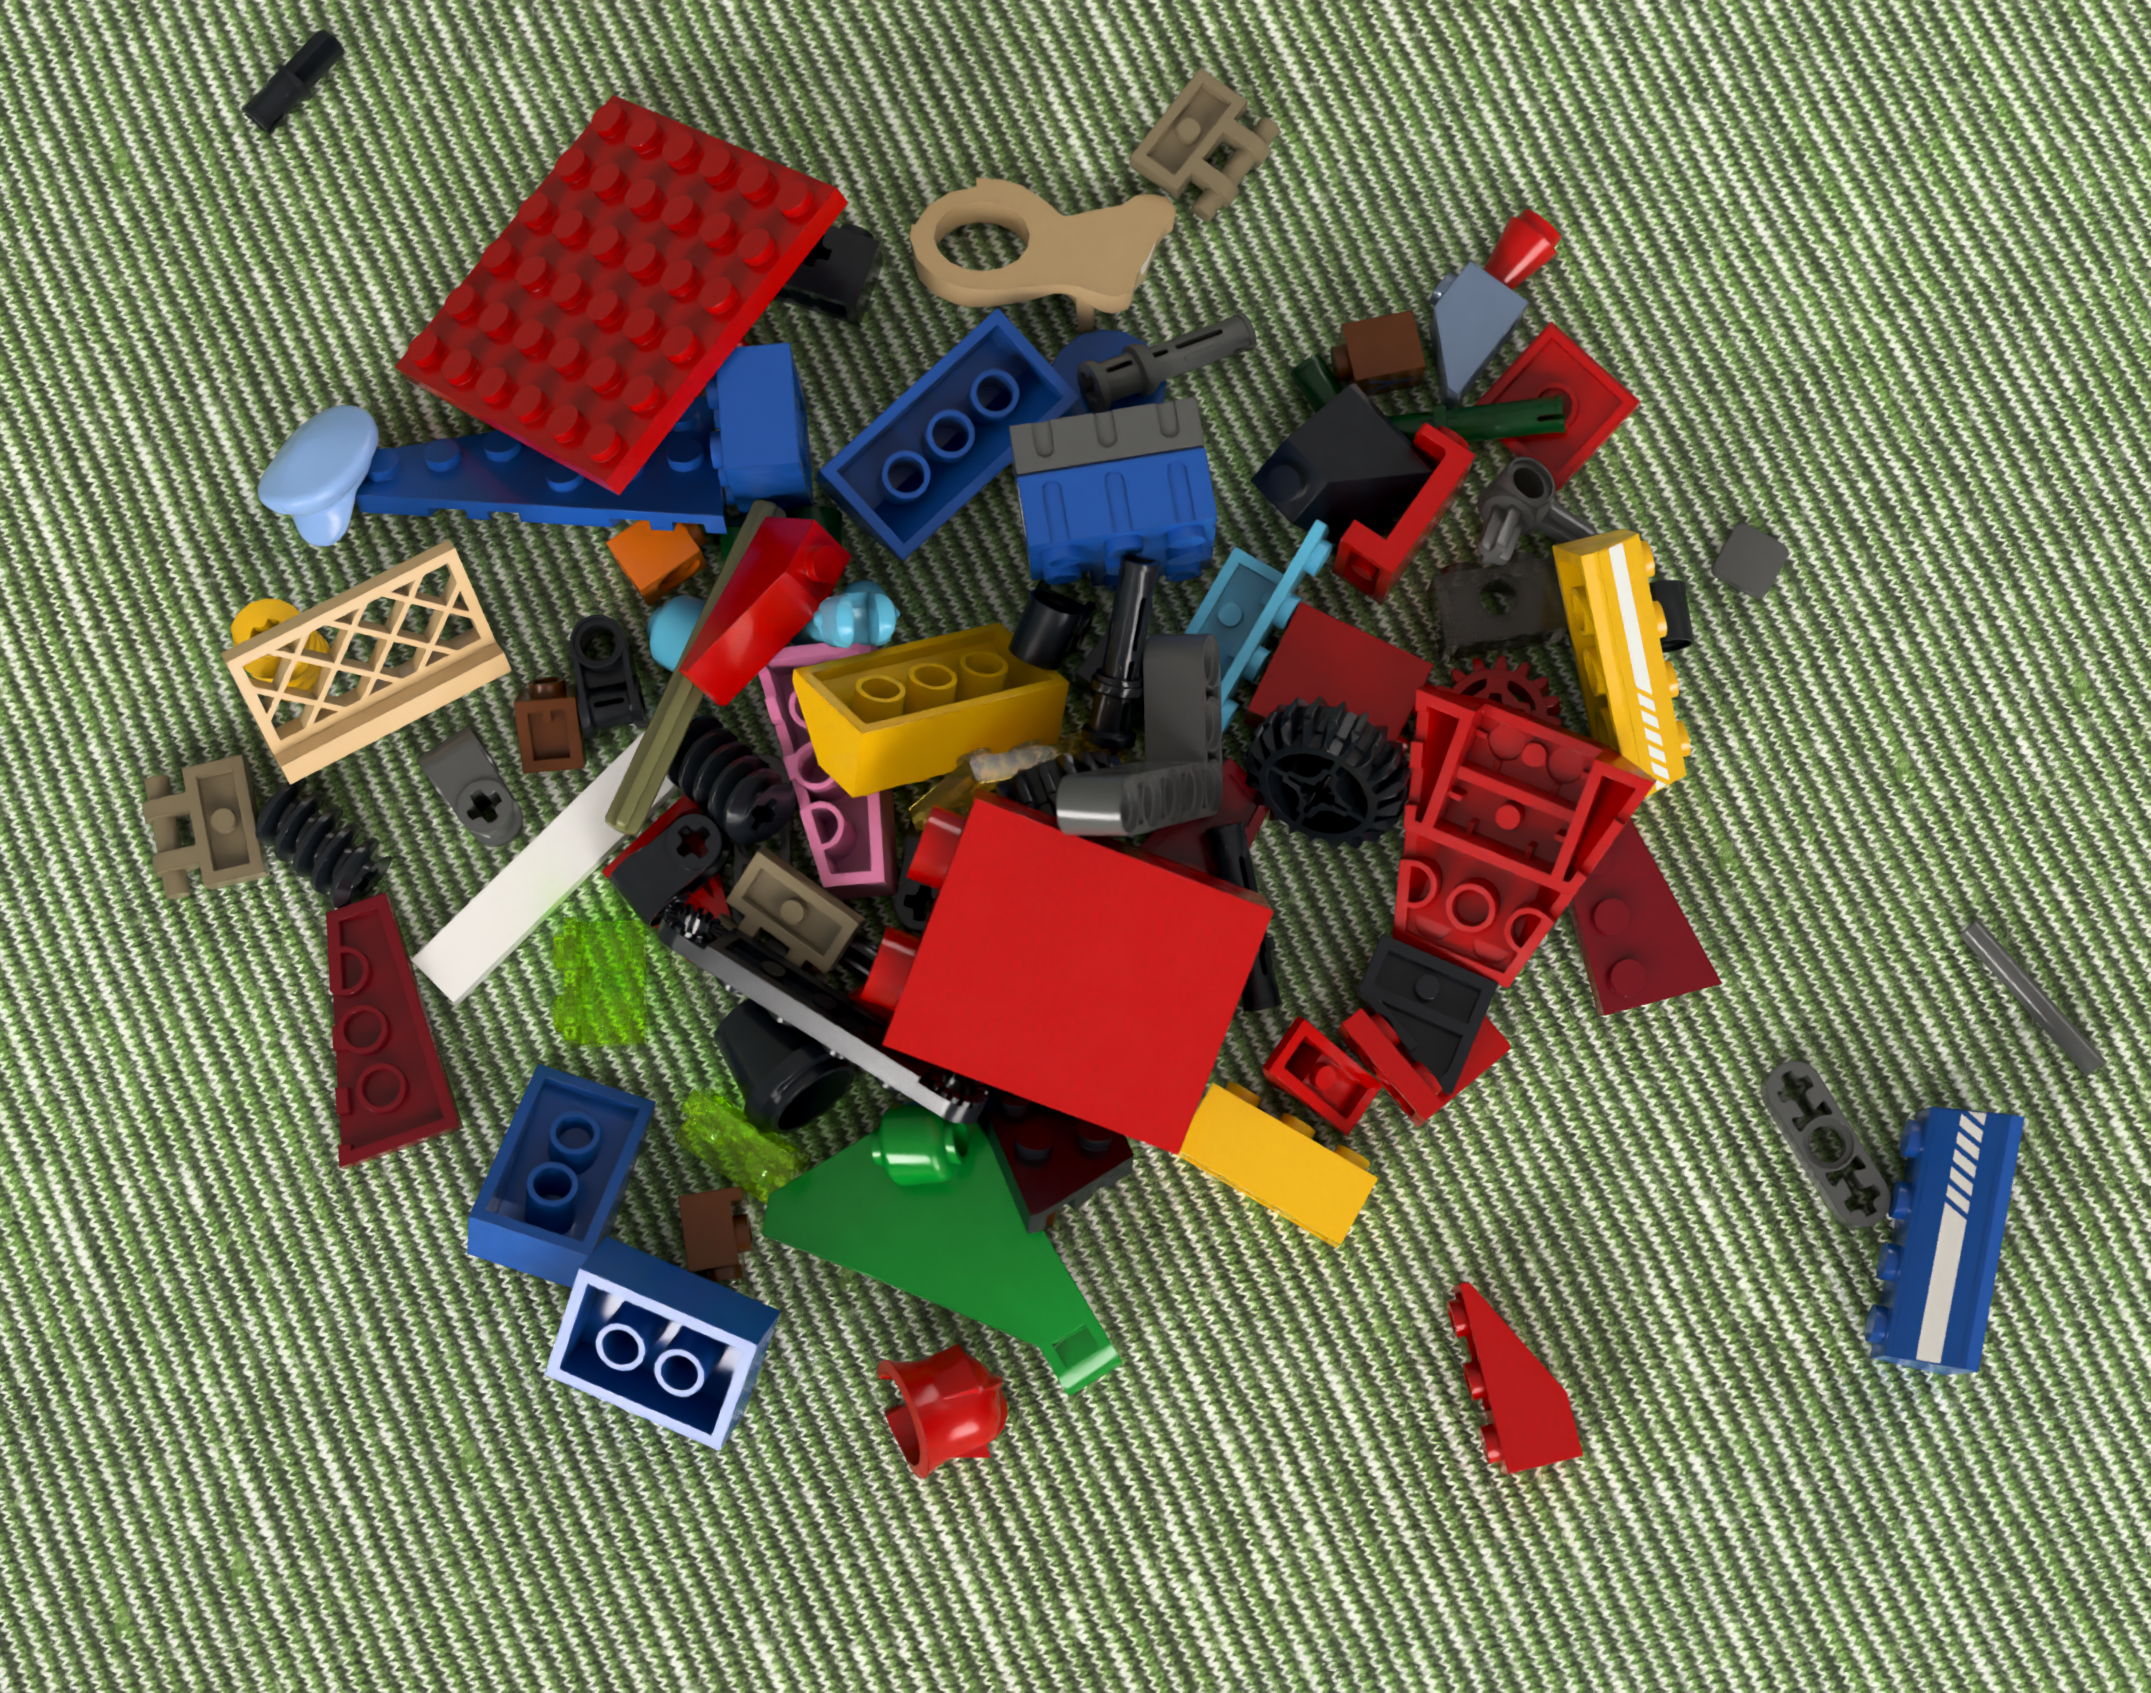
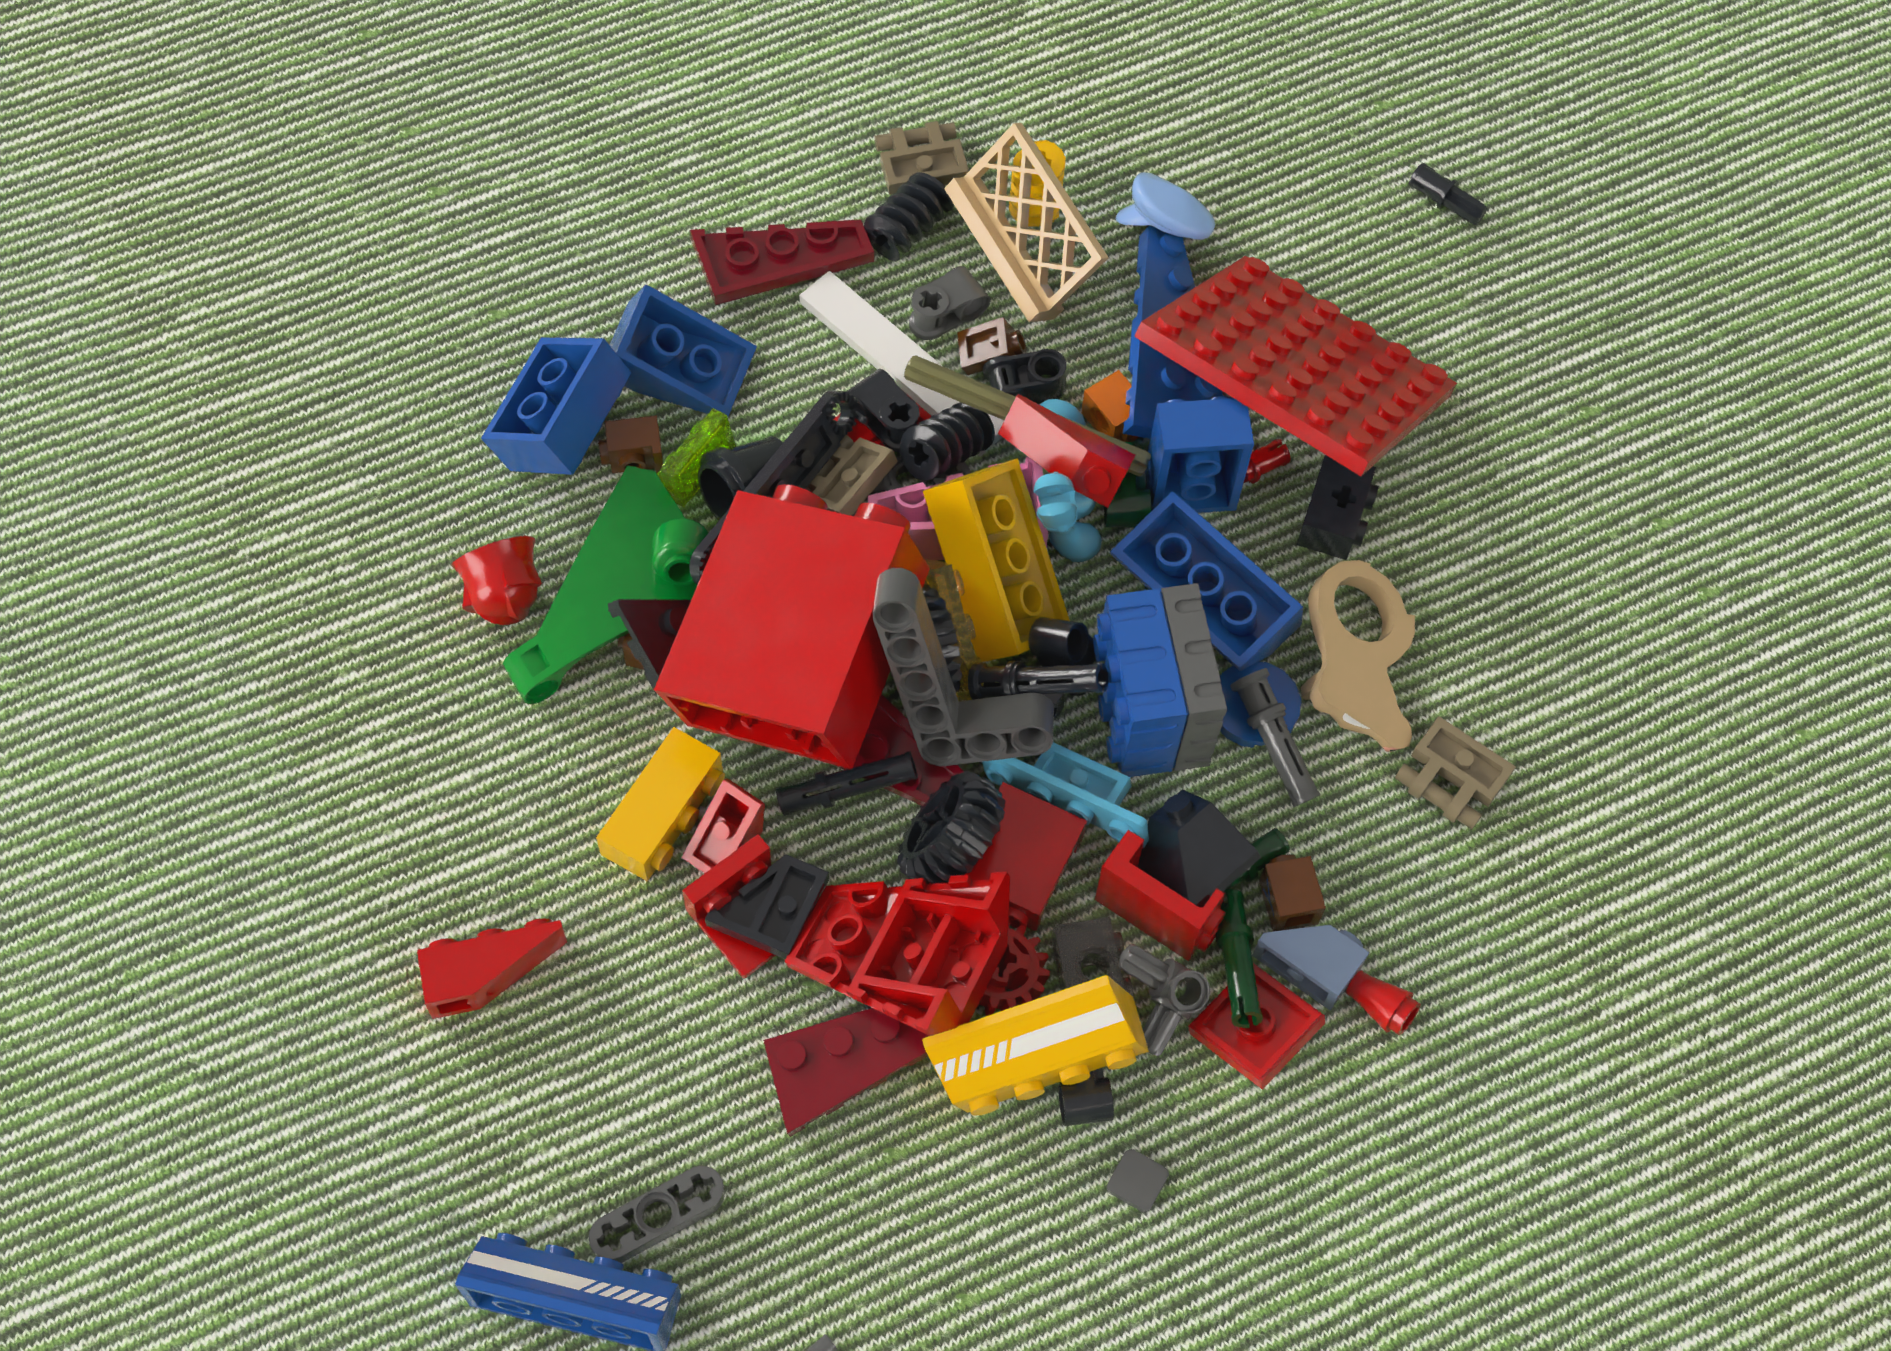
camera: 85 degrees right, 15 degrees down
(602, 983) = (804, 374): clear neon green bracket -> none

